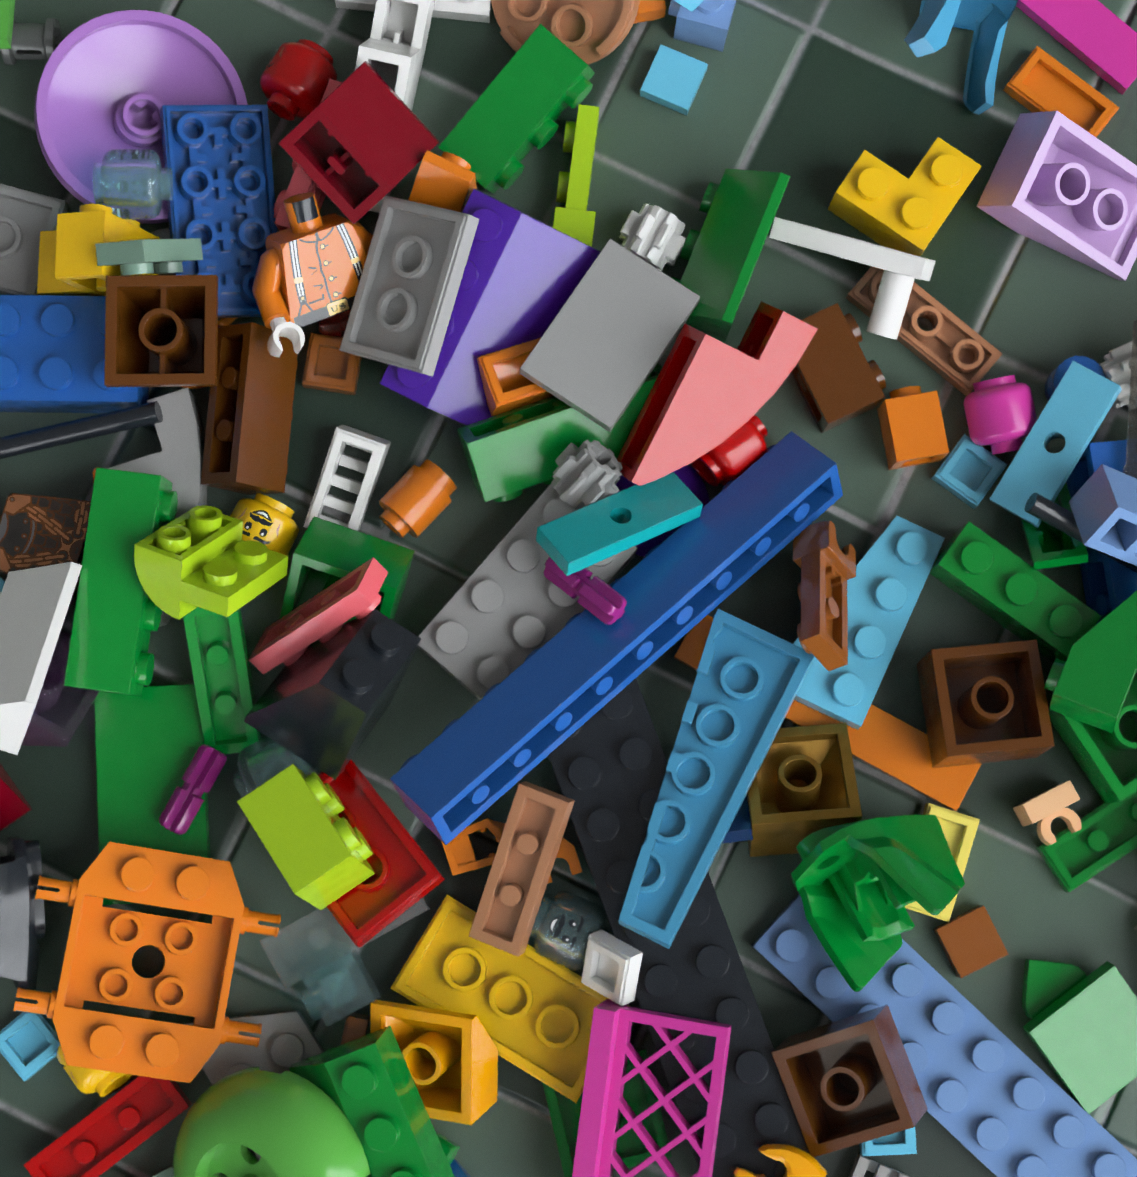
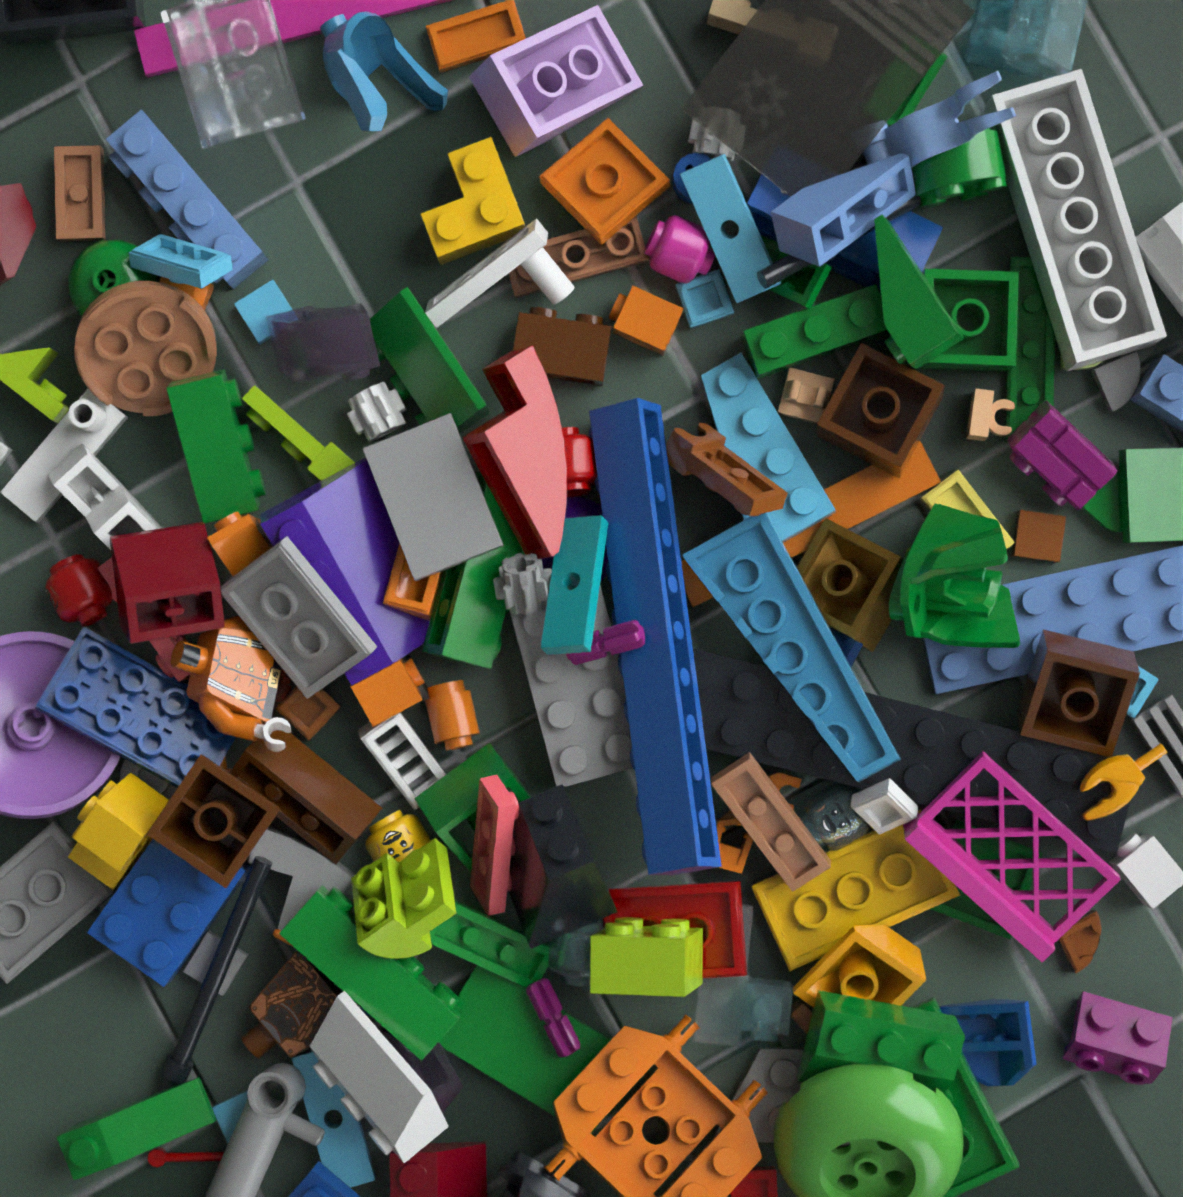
camera: 50 degrees left, 5 degrees up
(28, 421) = (203, 956): none -> light grey tile
(132, 183) = (82, 767): clear light blue head -> none
(149, 255) = (147, 791): sand green plate -> none
(400, 423) = (389, 690): none -> orange brick
(682, 143) = (323, 342): none -> clear purple brick
(946, 624) = (805, 395): none -> light nougat tile
(1013, 303) = (604, 181): none -> orange tile
(1062, 908) = (1060, 456): none -> magenta brick

